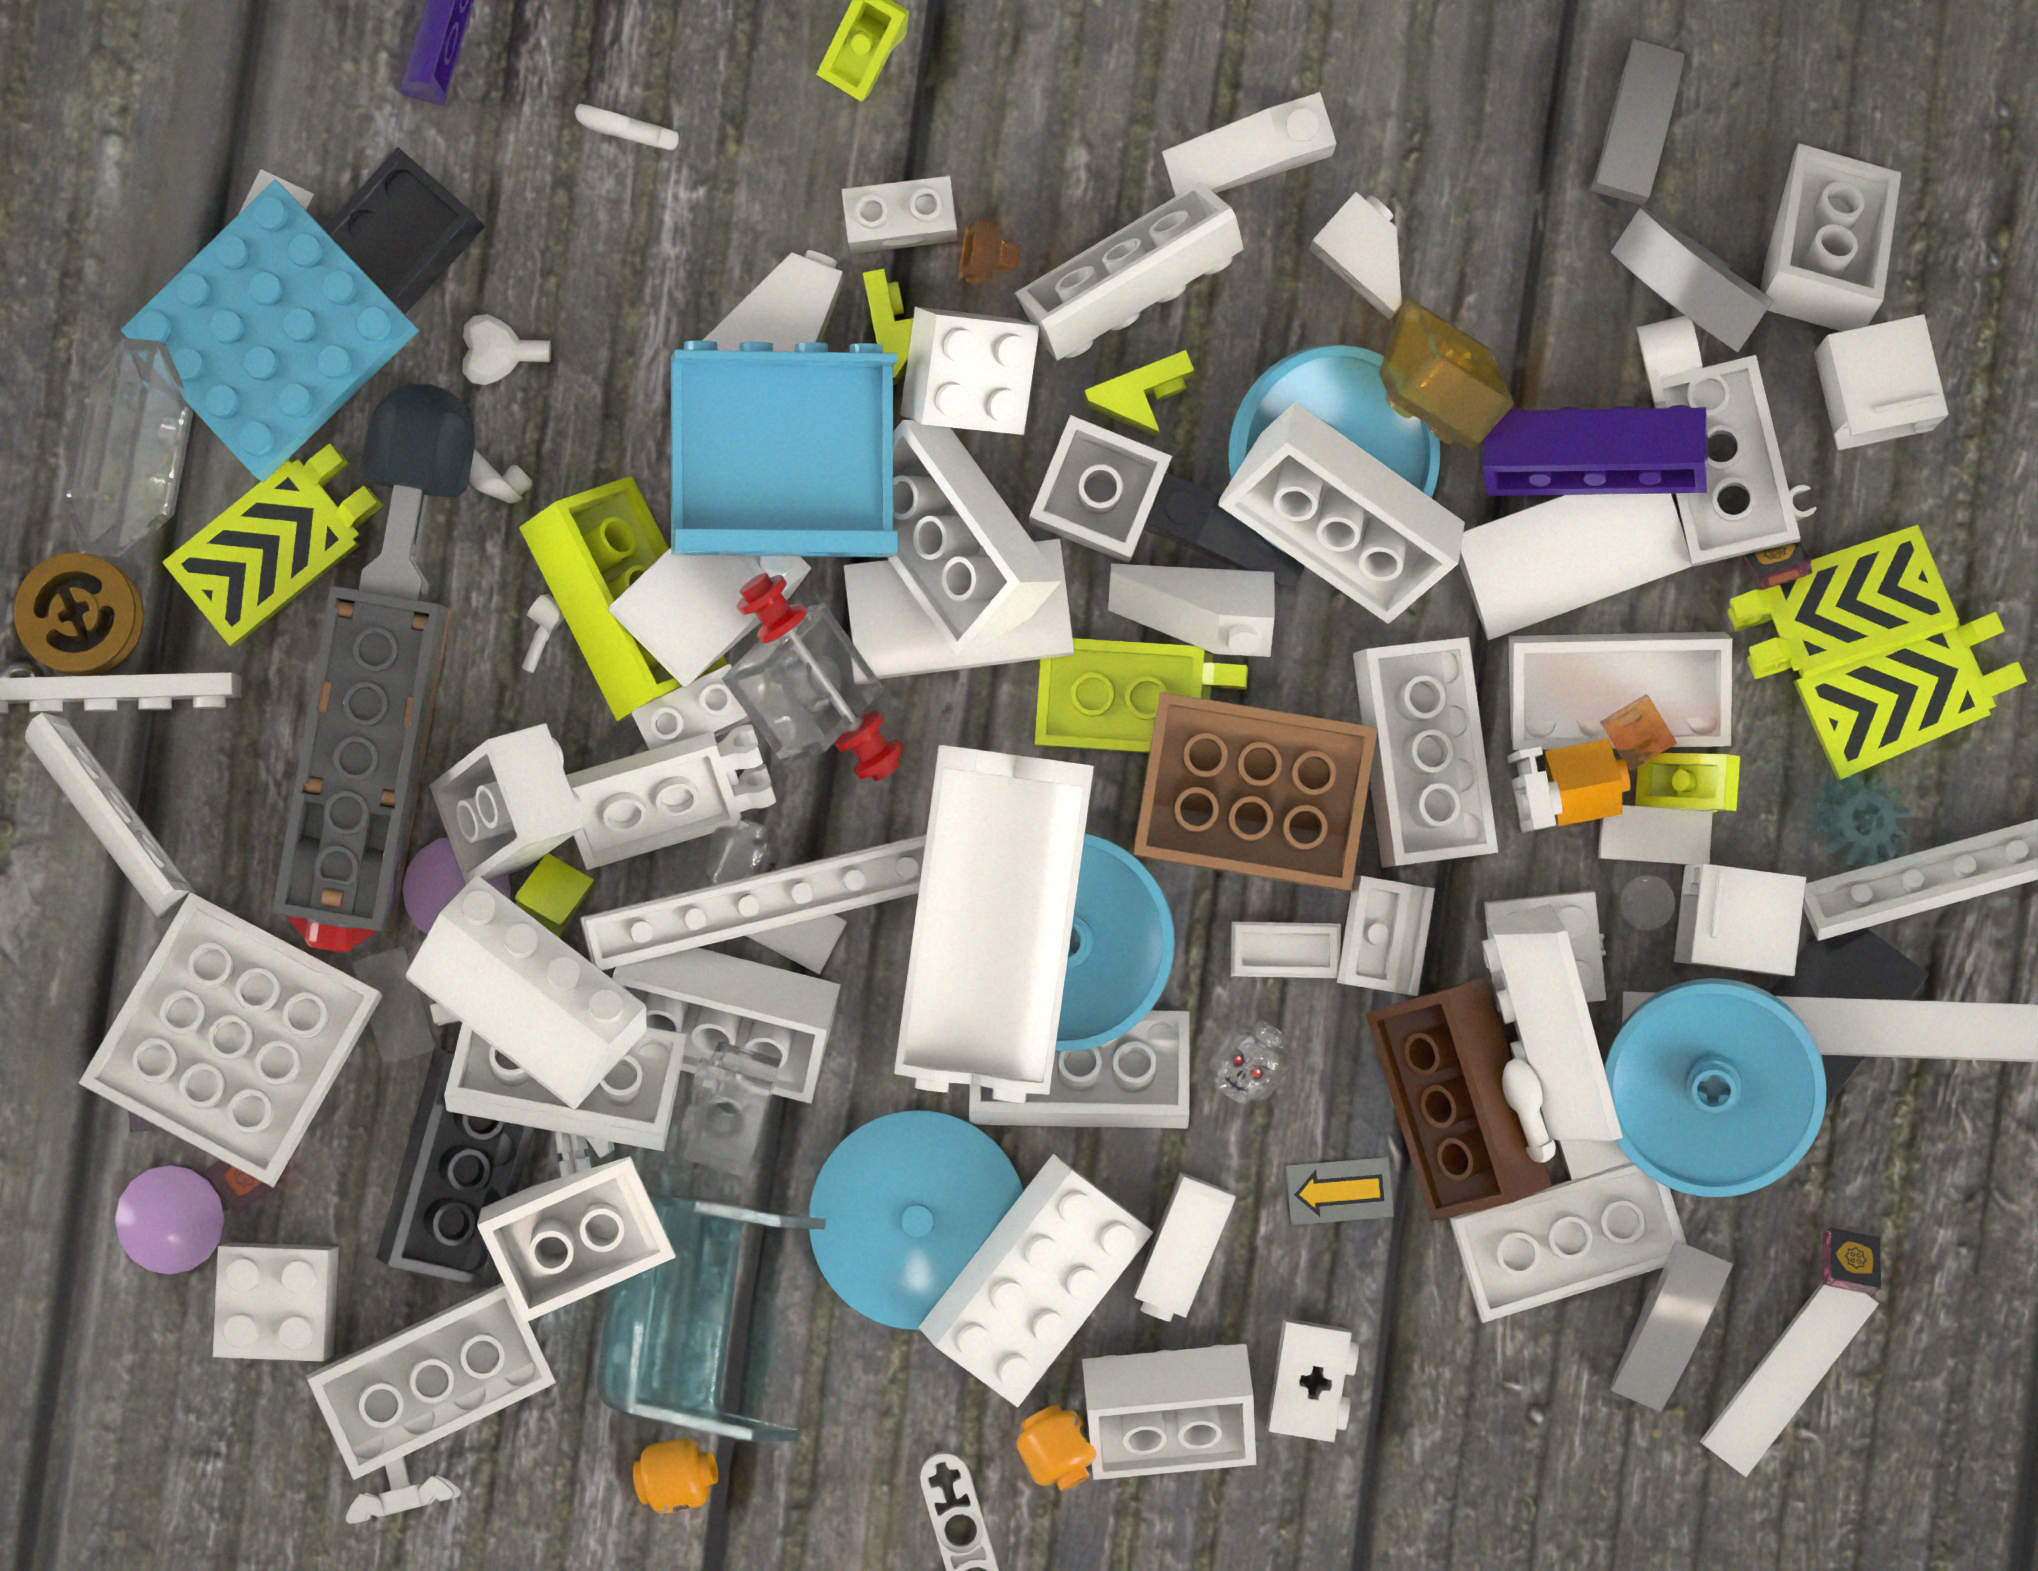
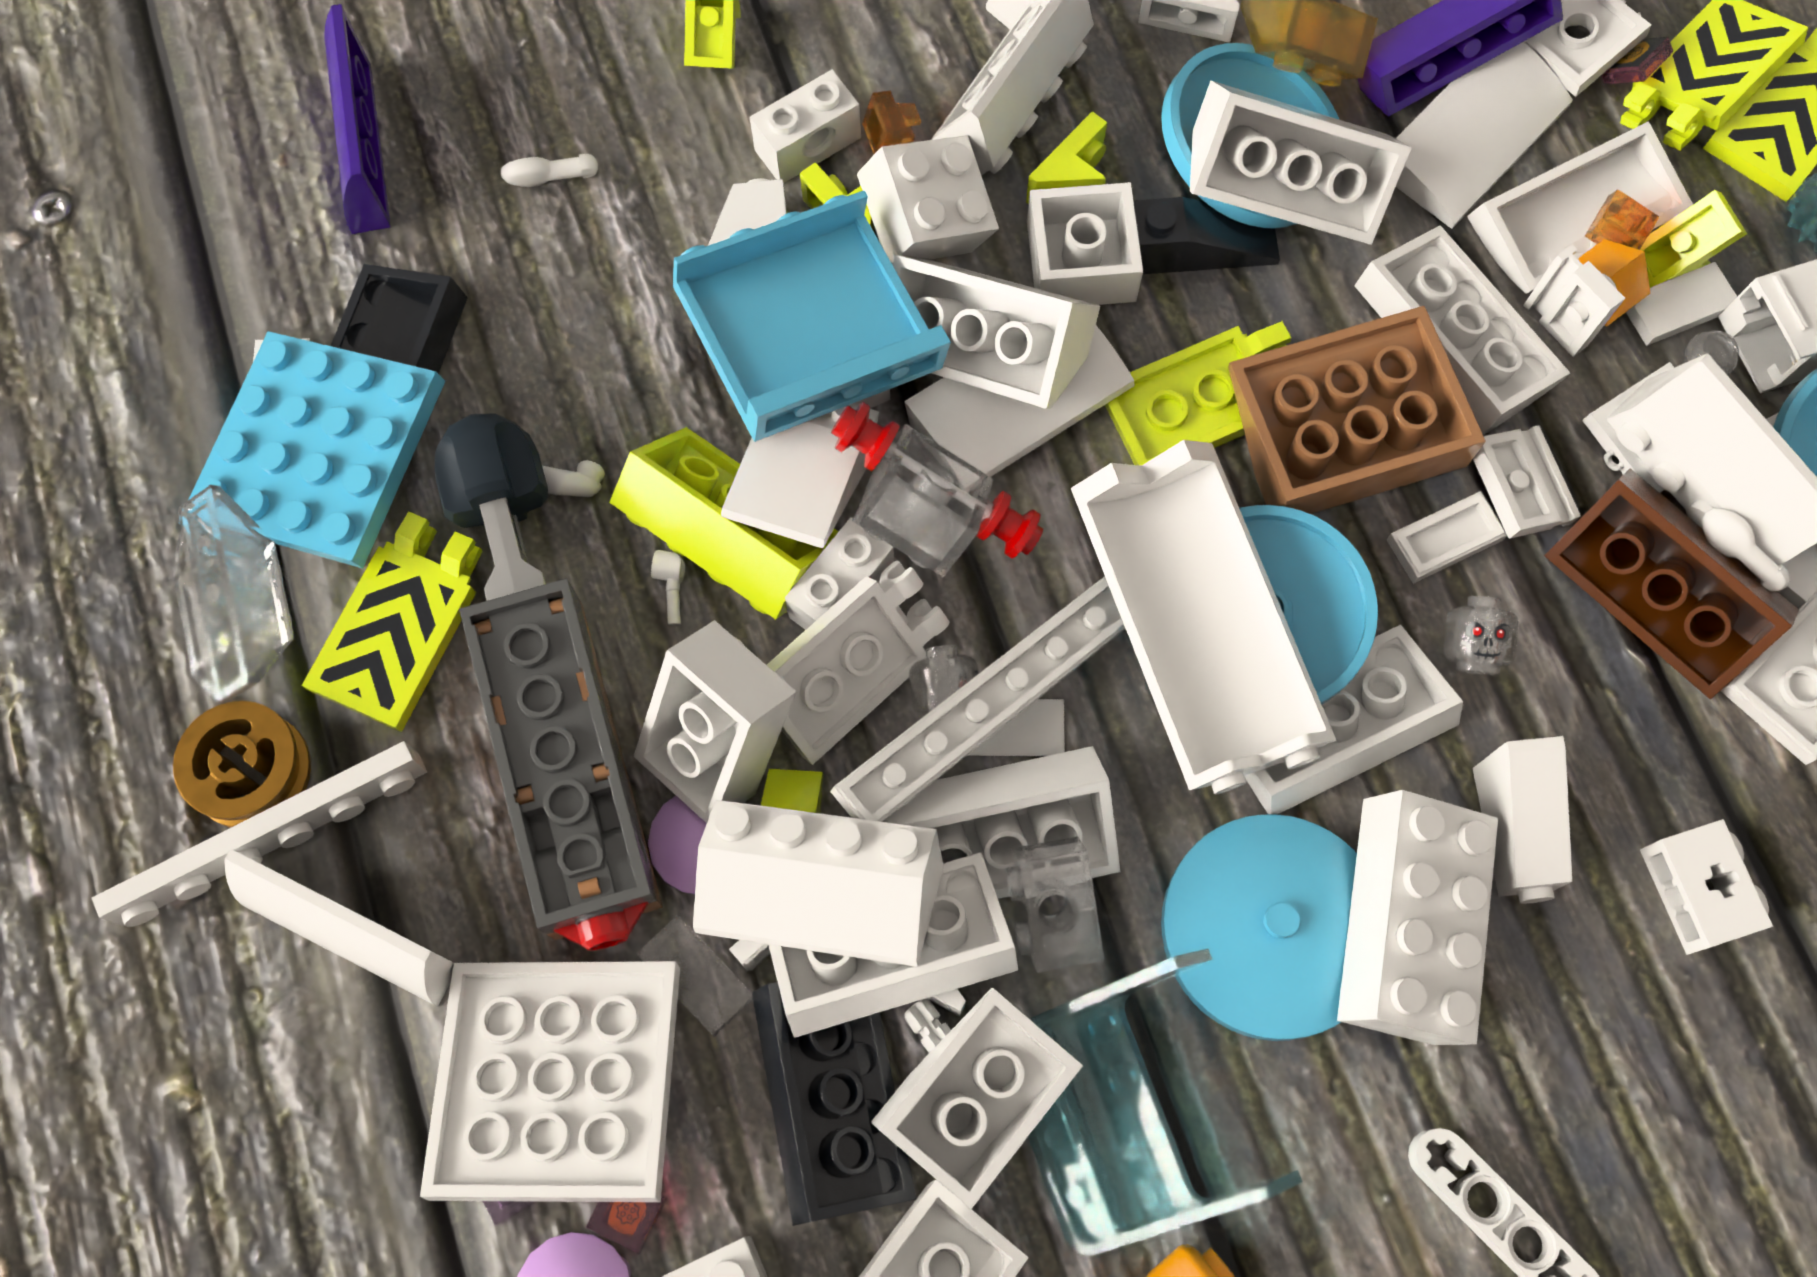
camera: 25 degrees left, 15 degrees down
(497, 350) = (522, 381): white rock -> none
(1056, 1447) = (1526, 1069): light orange head -> none
(1170, 1411) = (1605, 980): white slope -> none
(1204, 607) = (1214, 297): white slope -> none
(1339, 1191) = (1617, 715): light grey sticker -> none

